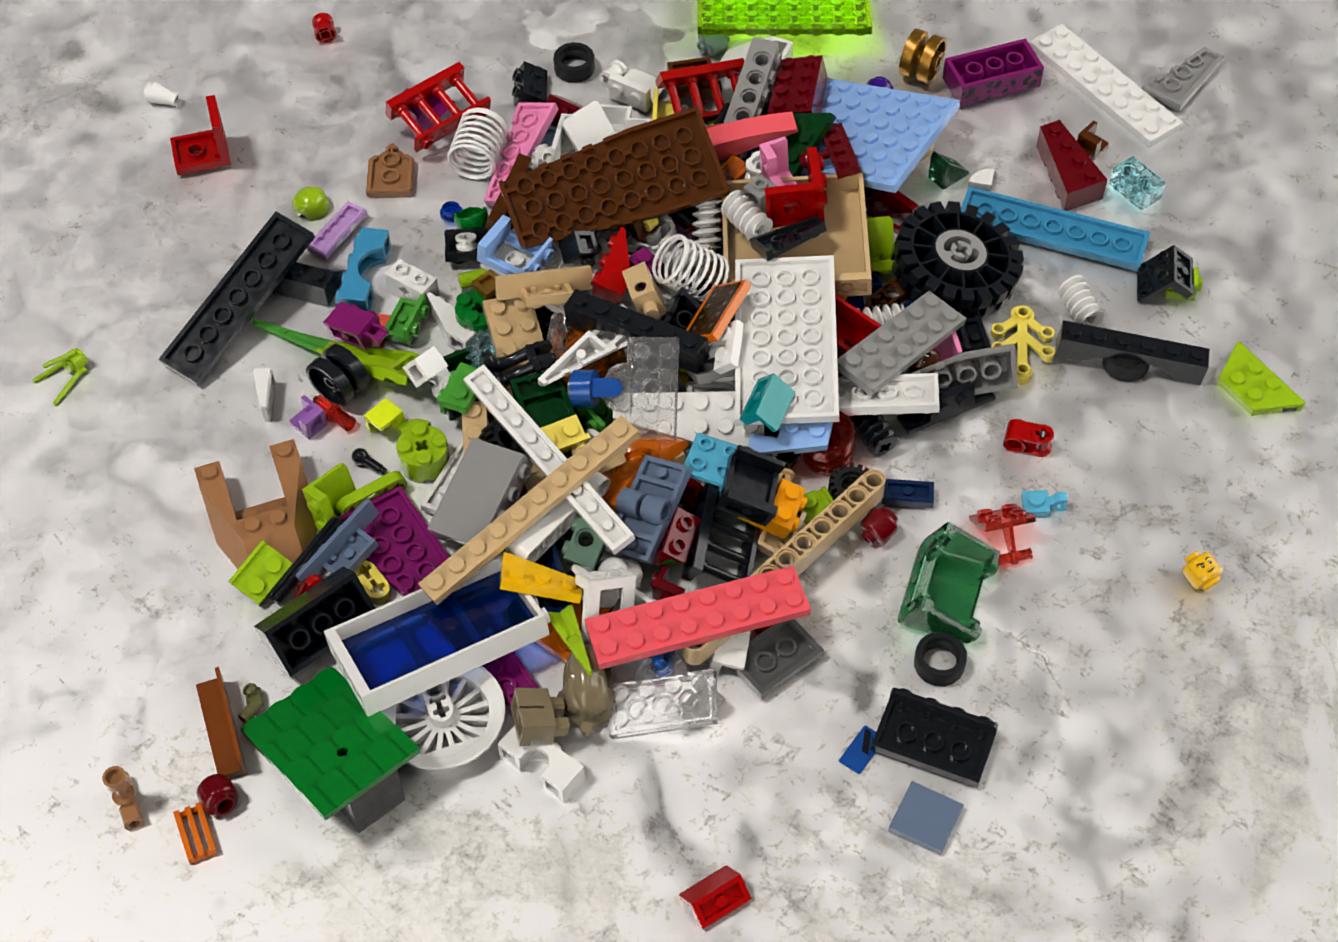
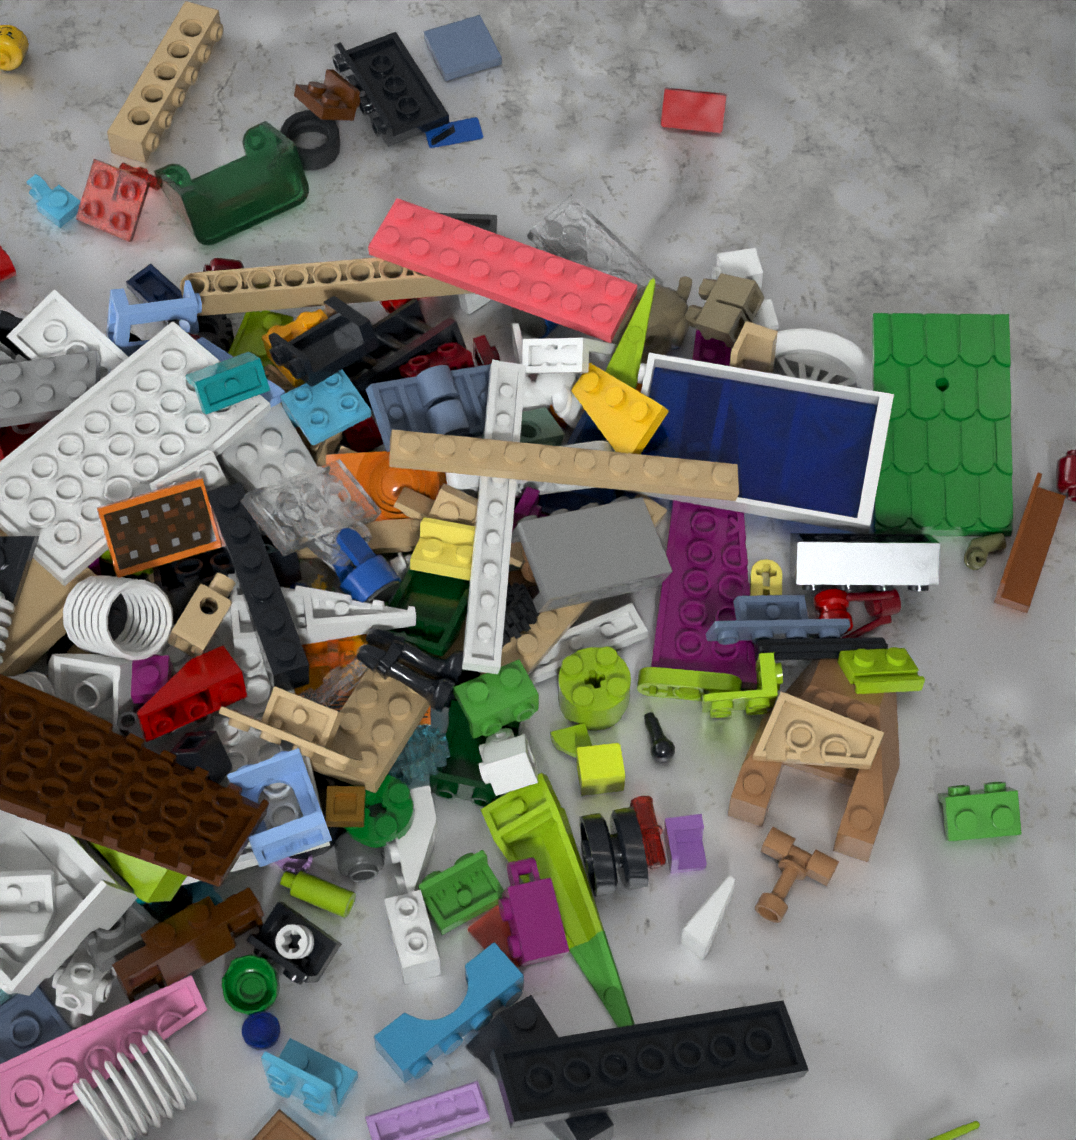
camera: 140 degrees left, 5 degrees up
(150, 545) = (980, 812): none -> bright green bracket
(238, 447) = (795, 865): none -> medium nougat bar
(271, 490) = (815, 736): none -> tan wing
(406, 201) = (310, 1077): none -> medium azure bracket
(485, 682) = (754, 348): none -> tan panel
(875, 415) = (123, 315): none -> light blue panel
(957, 684) = (332, 100): none -> reddish brown bracket
(1104, 687) = (165, 82): none -> tan brick

